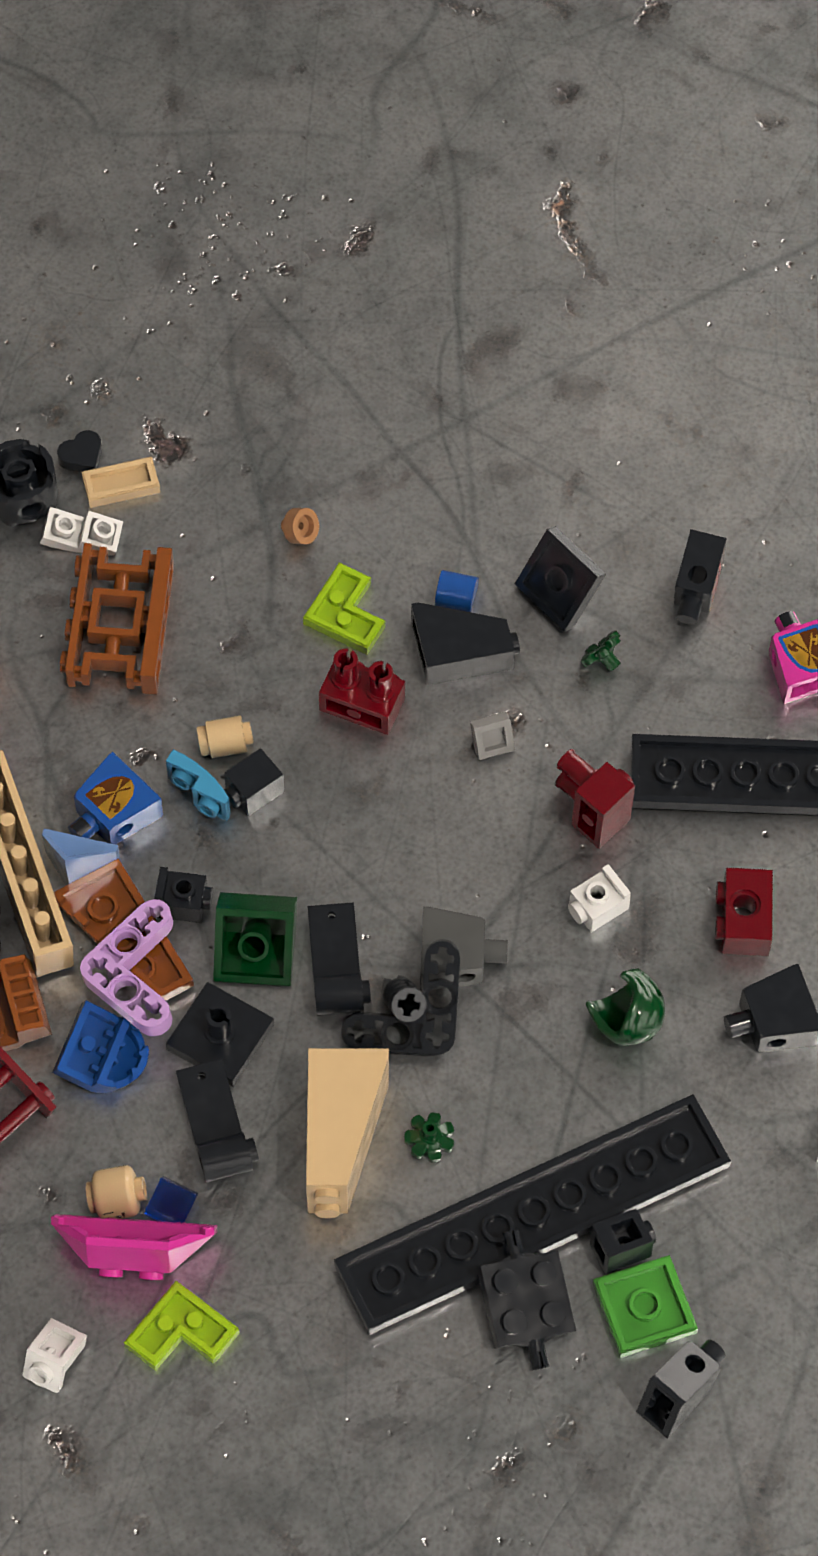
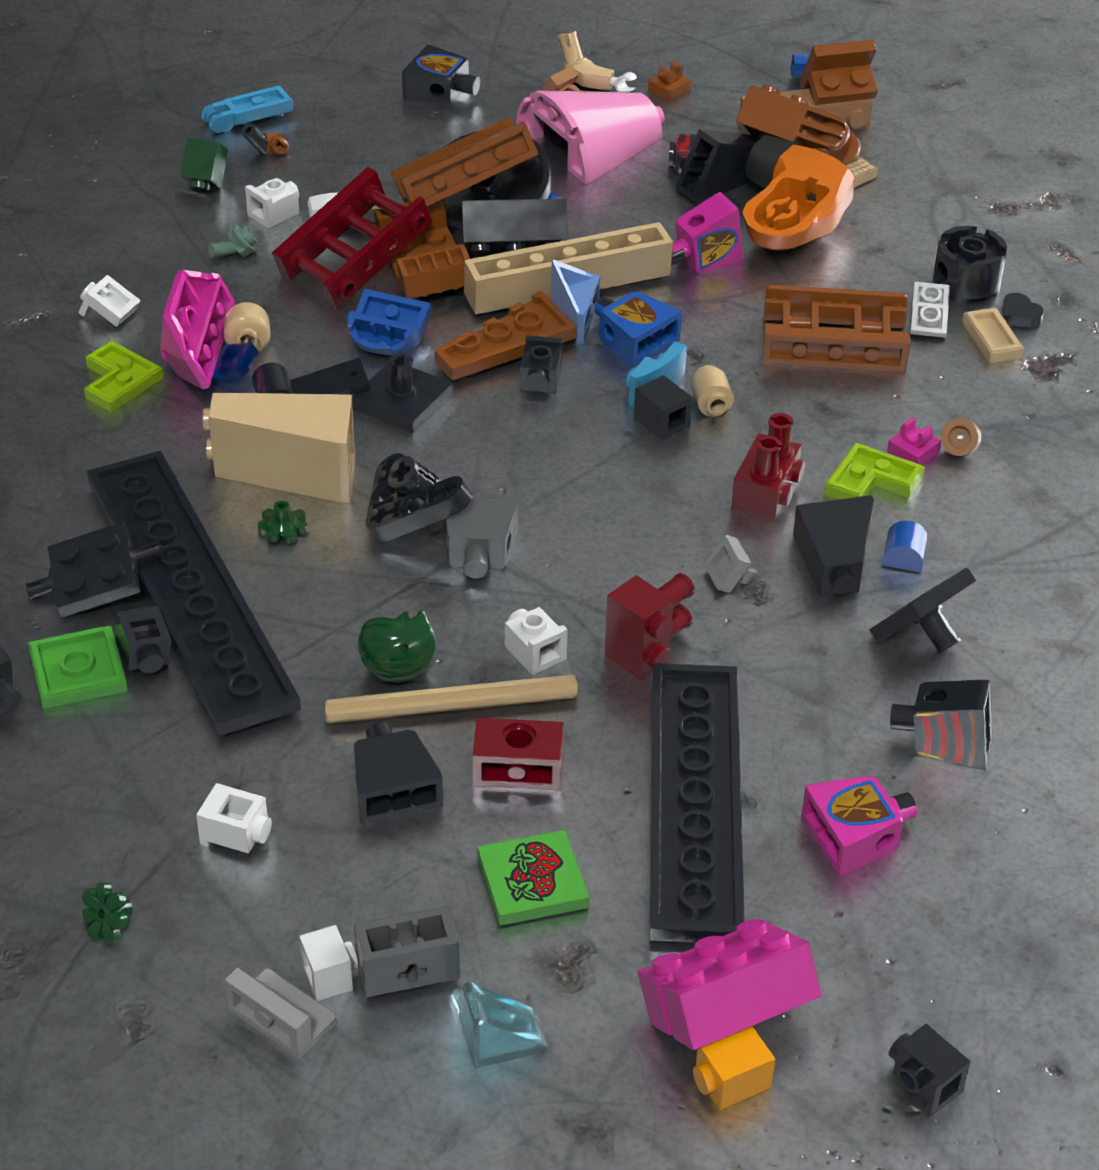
camera: 90 degrees right, 20 degrees down
(119, 963) = (459, 312): lavender beam -> none
(254, 938) = (497, 406): dark green slope -> none
(302, 569) = (914, 443): none -> dark pink tile
(336, 960) = (475, 463): black door -> none
(603, 652) = (843, 652): dark green plant -> none
(674, 972) = (450, 699): none -> tan axle

